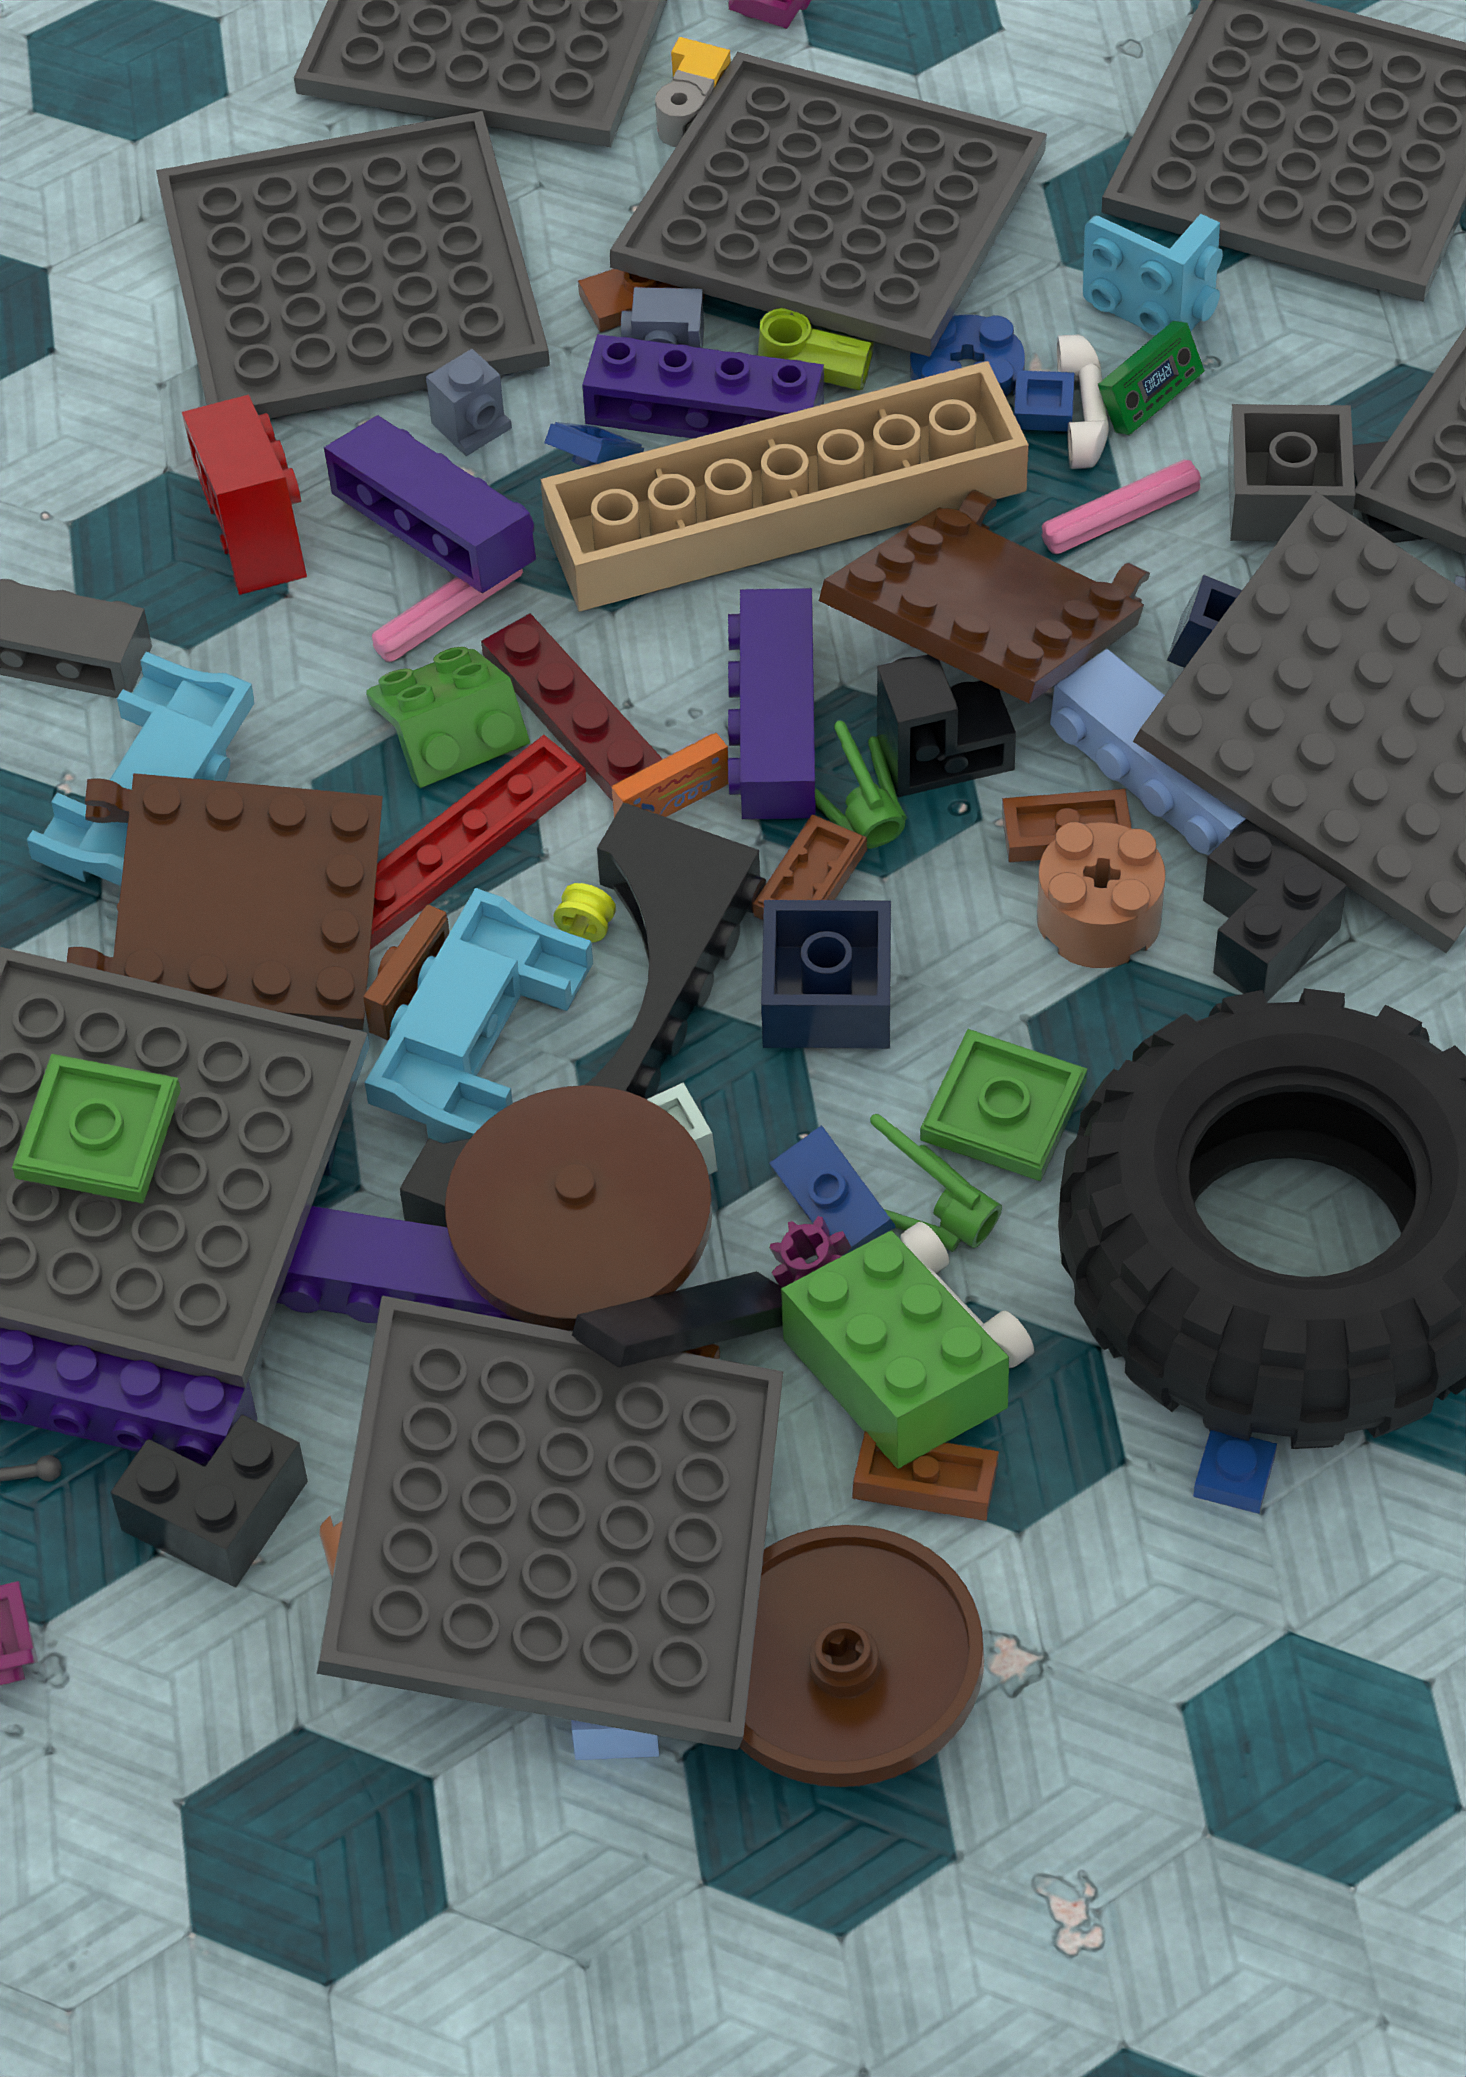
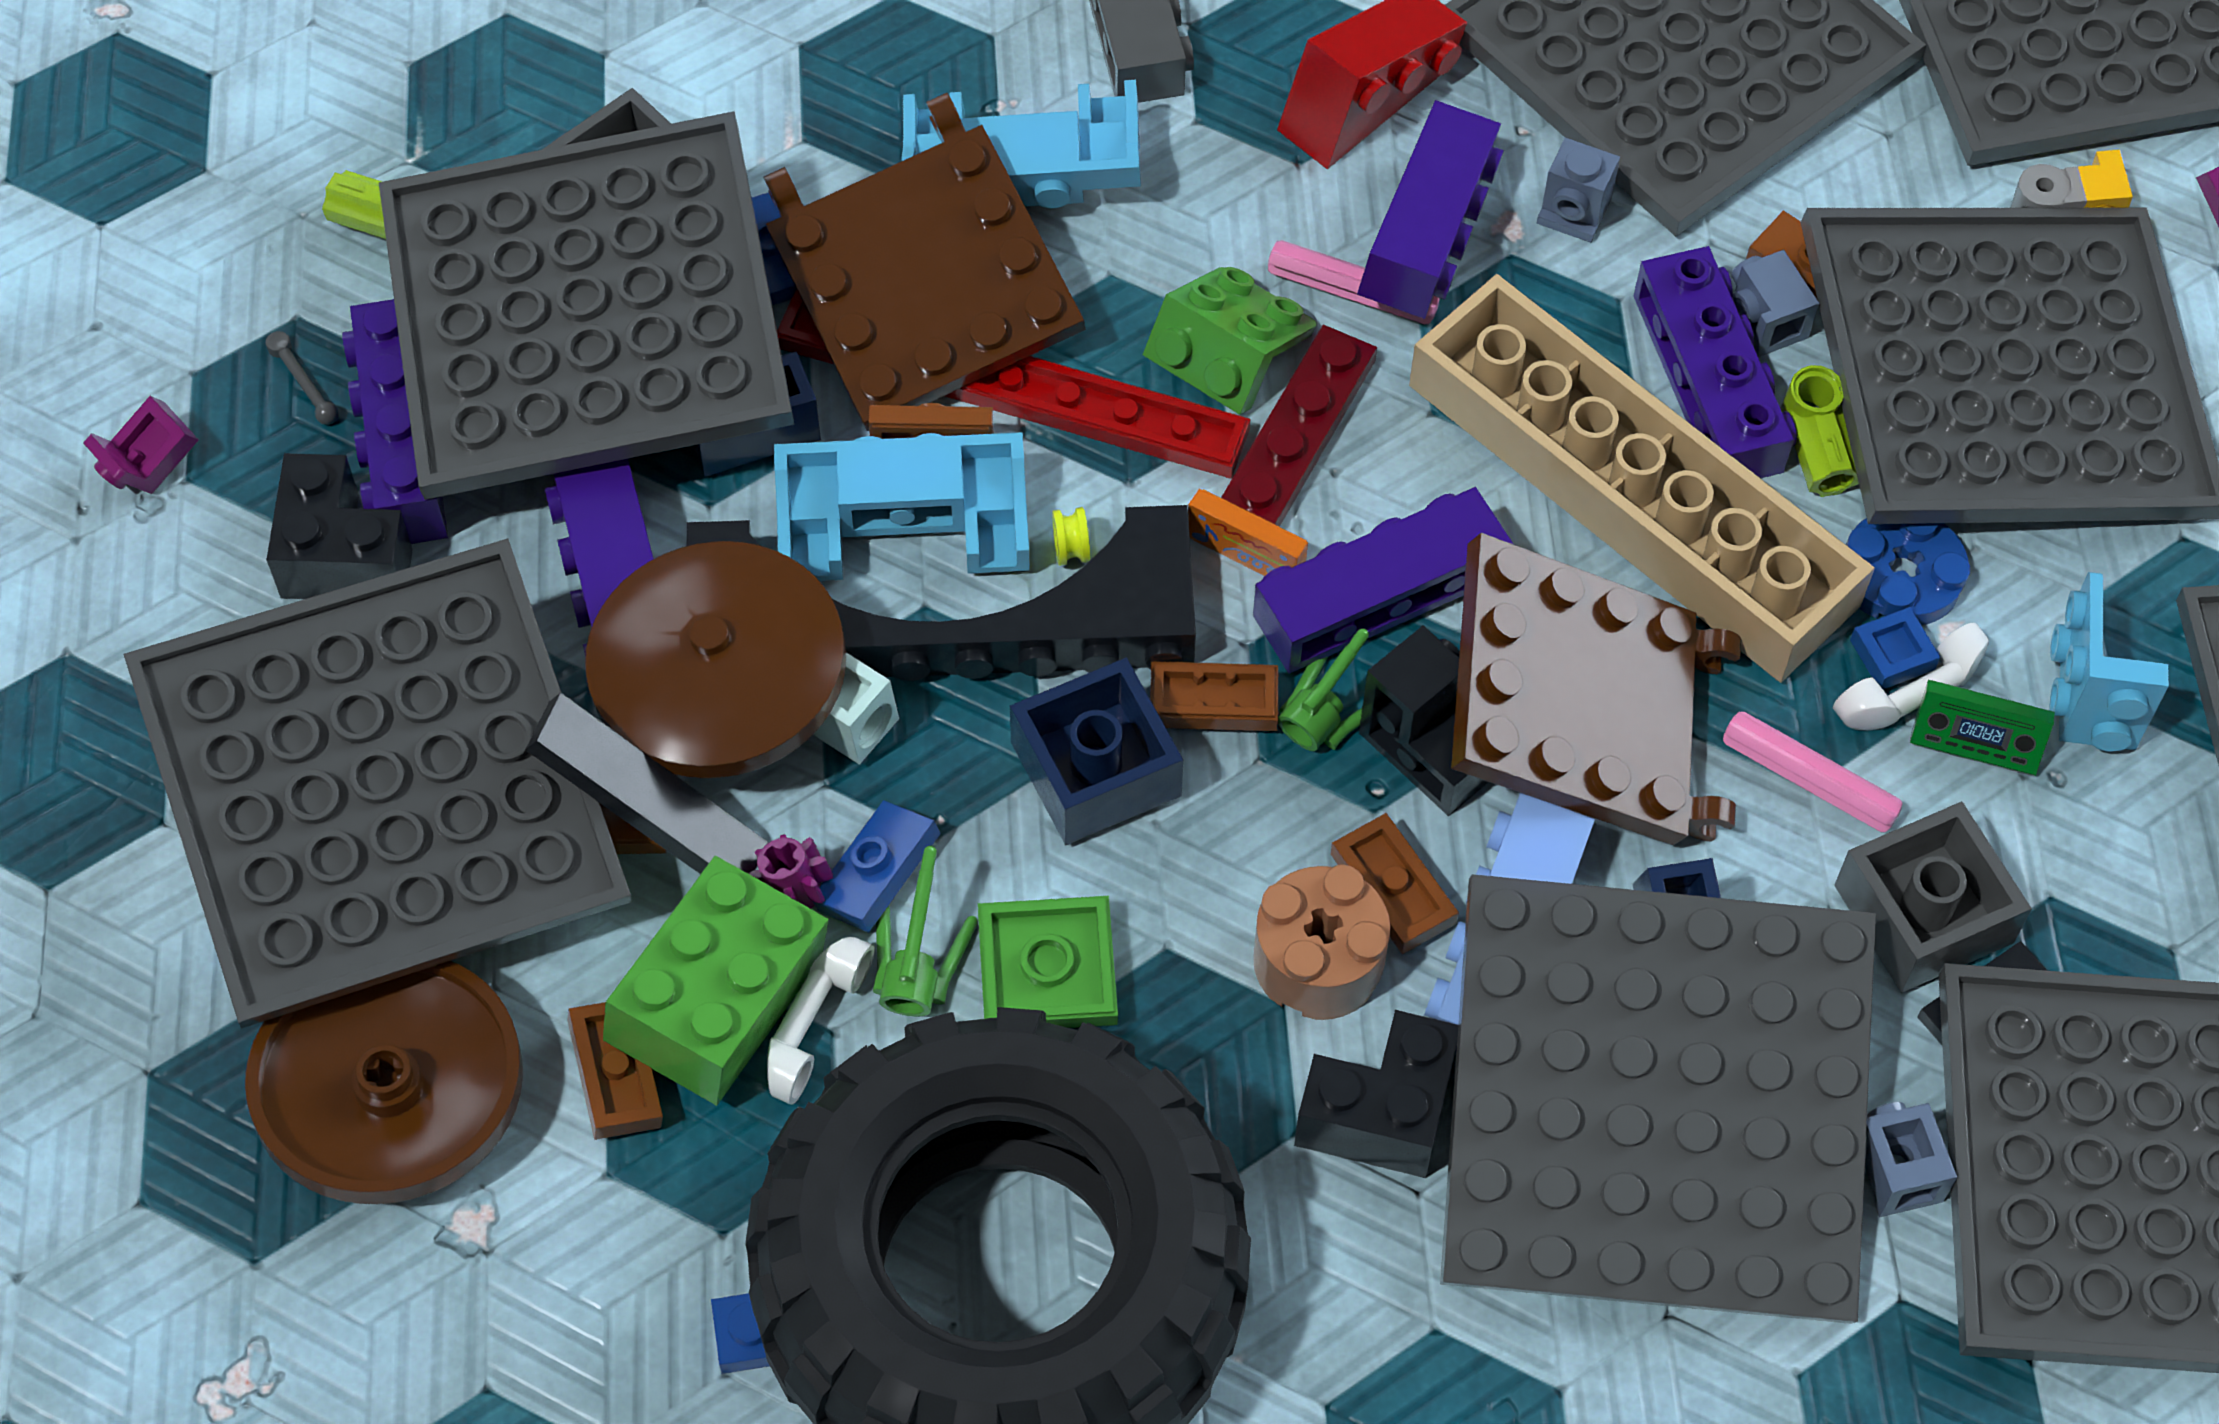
camera: 60 degrees right, 5 degrees up
(96, 1128) = (584, 262): bright green plate -> none
(590, 443) = (1582, 304): blue plate -> none

